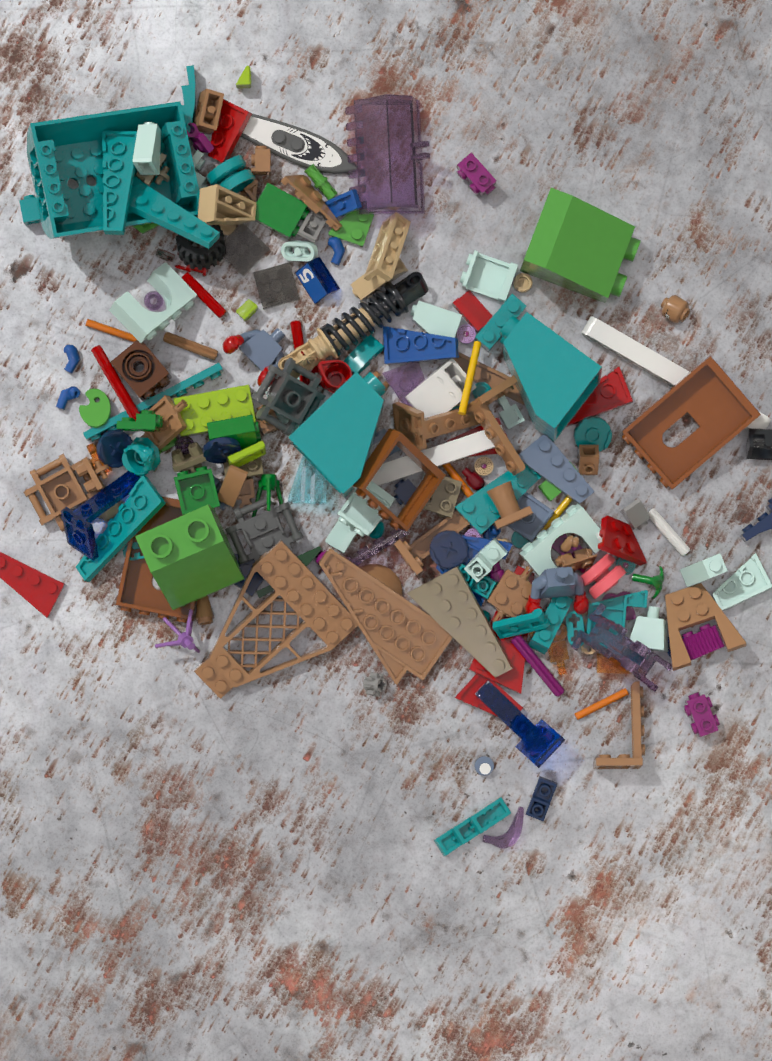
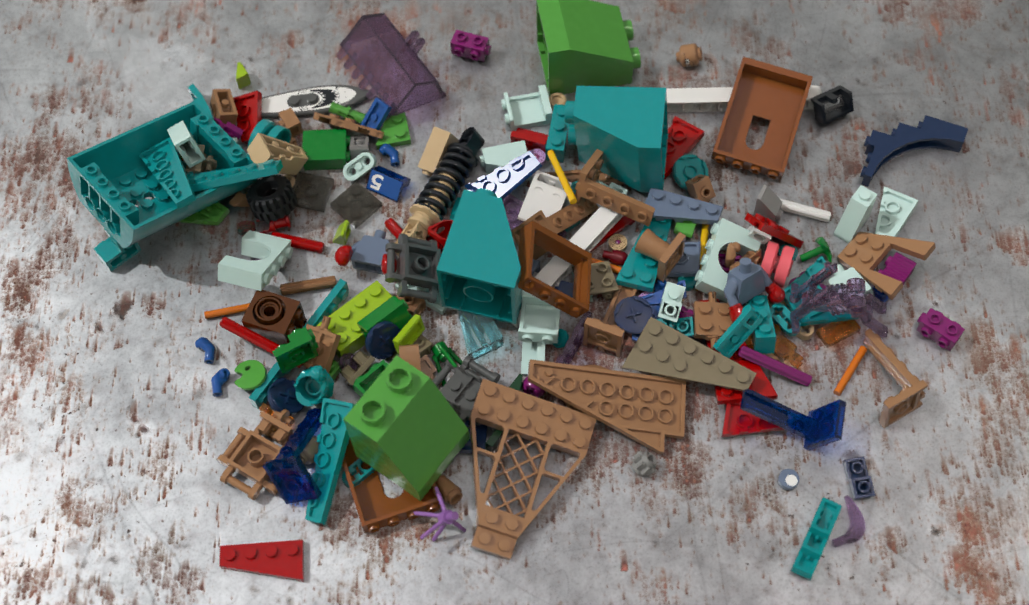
camera: 25 degrees left, 25 degrees down
(388, 247) = (431, 121): tan fence -> none

